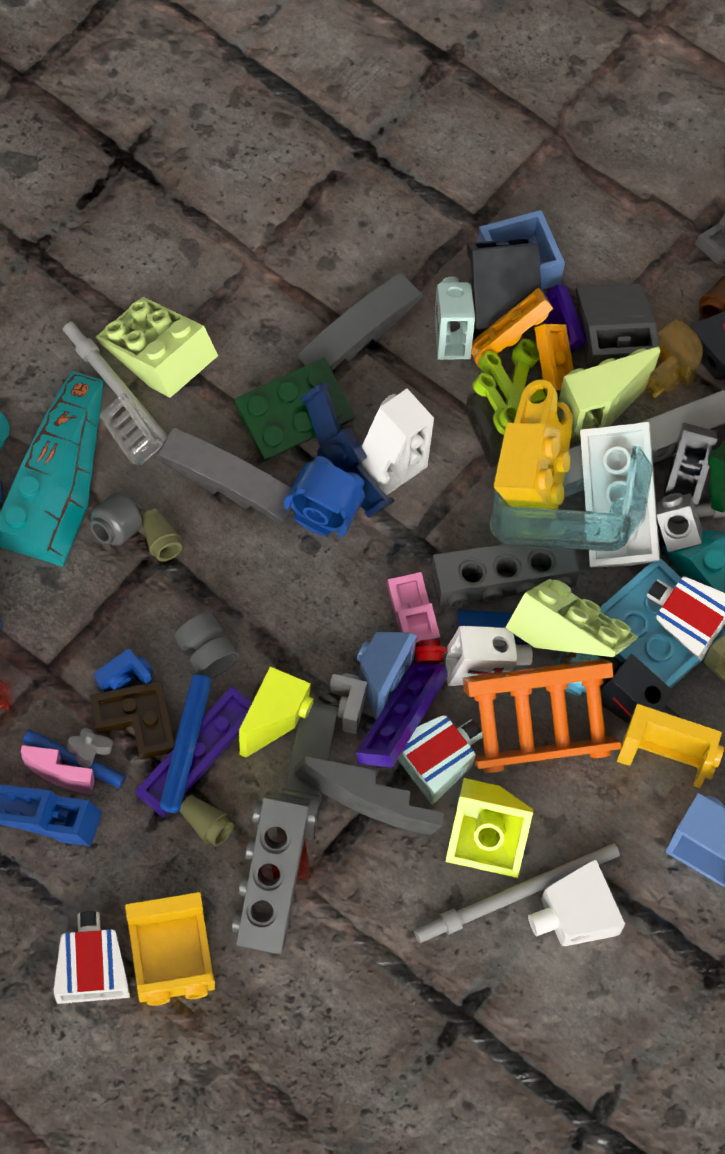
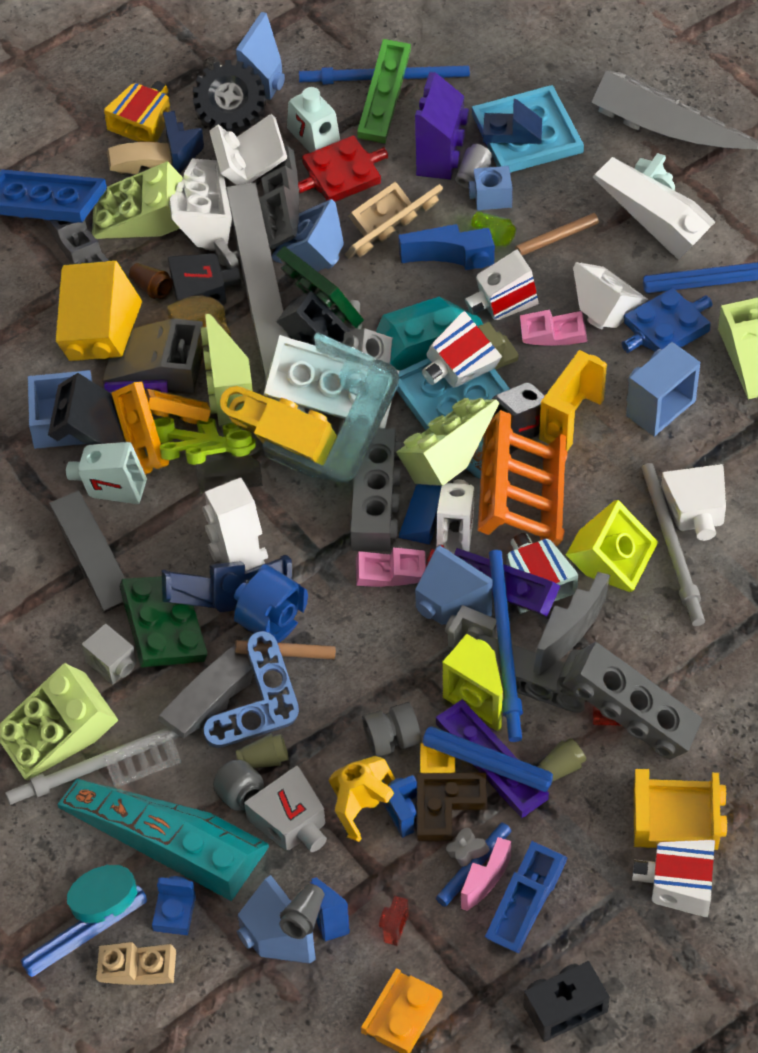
camera: 70 degrees left, 10 degrees down
(96, 572) = (288, 812): none -> light grey torso
(122, 627) = (360, 787): none -> yellow piece
(175, 698) = (435, 761): none -> yellow plate
(210, 524) = (264, 708): none -> medium blue beam
(242, 370) = (109, 654): none -> light grey brick
(254, 755) = (511, 704): none -> blue bar
(283, 527) = (290, 650): none -> medium nougat bar
(646, 253) = (95, 311): none -> yellow slope

